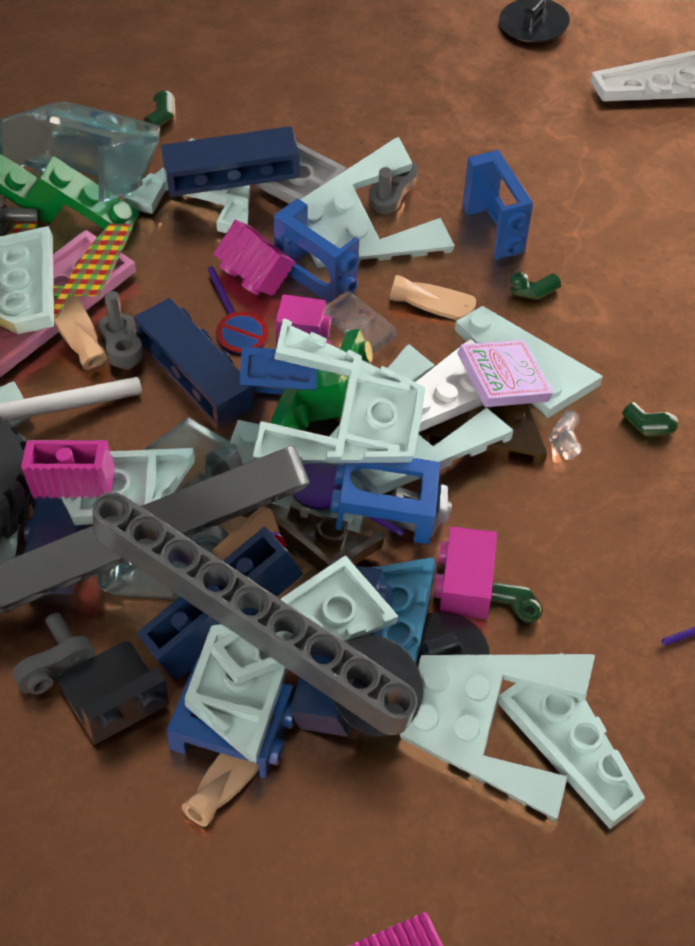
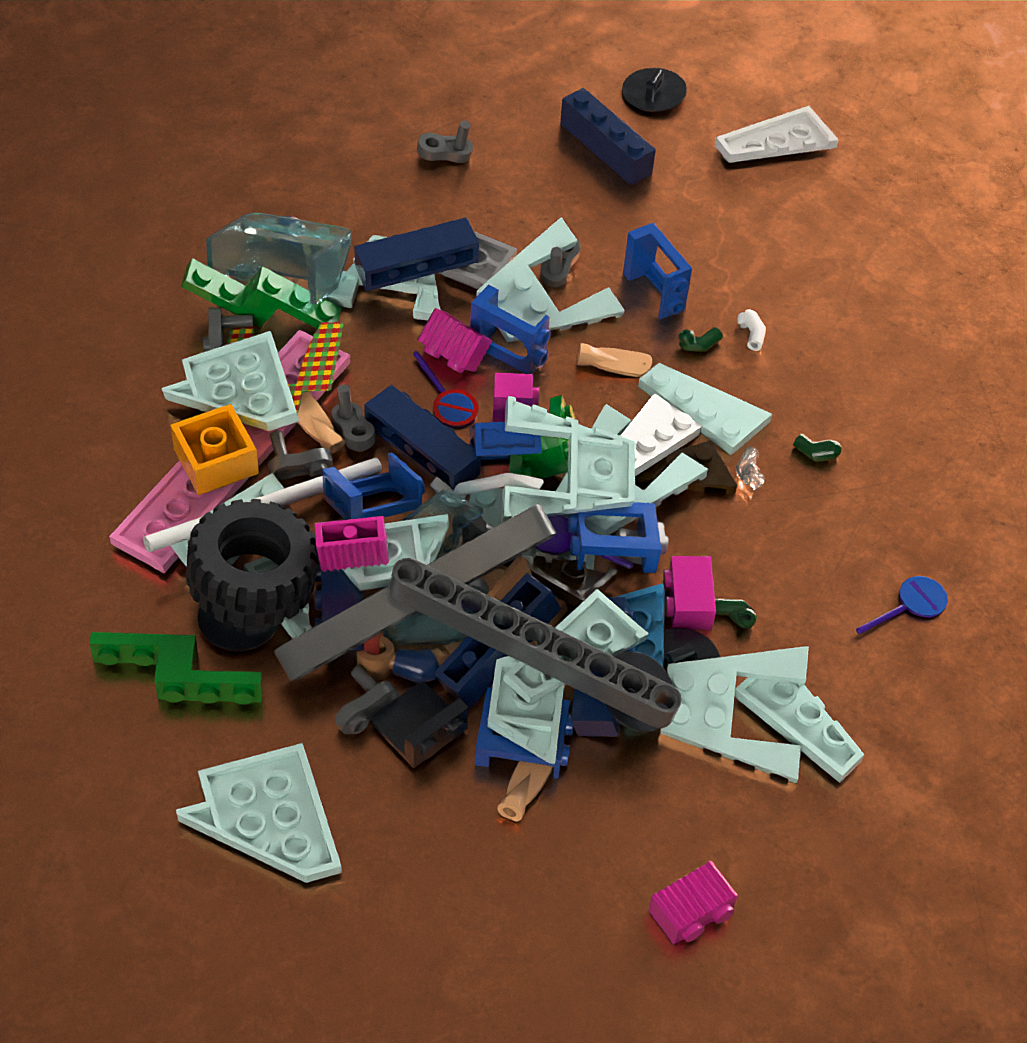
camera: 10 degrees left, 0 degrees up
(36, 376) = (292, 465): none -> dark grey piece
(86, 413) = (347, 495): none -> blue panel
(110, 616) = (408, 664): none -> piece
(164, 108) = (340, 208): dark green arm -> none
(247, 418) = (488, 483): none -> white piece
(299, 59) = (451, 148): none -> dark grey piece
(351, 313) = (554, 383): clear plate -> none
(472, 61) = (607, 136): none -> dark blue brick
(504, 373) = (692, 420): lavender tile -> none
(602, 279) = (757, 329): none -> white arm

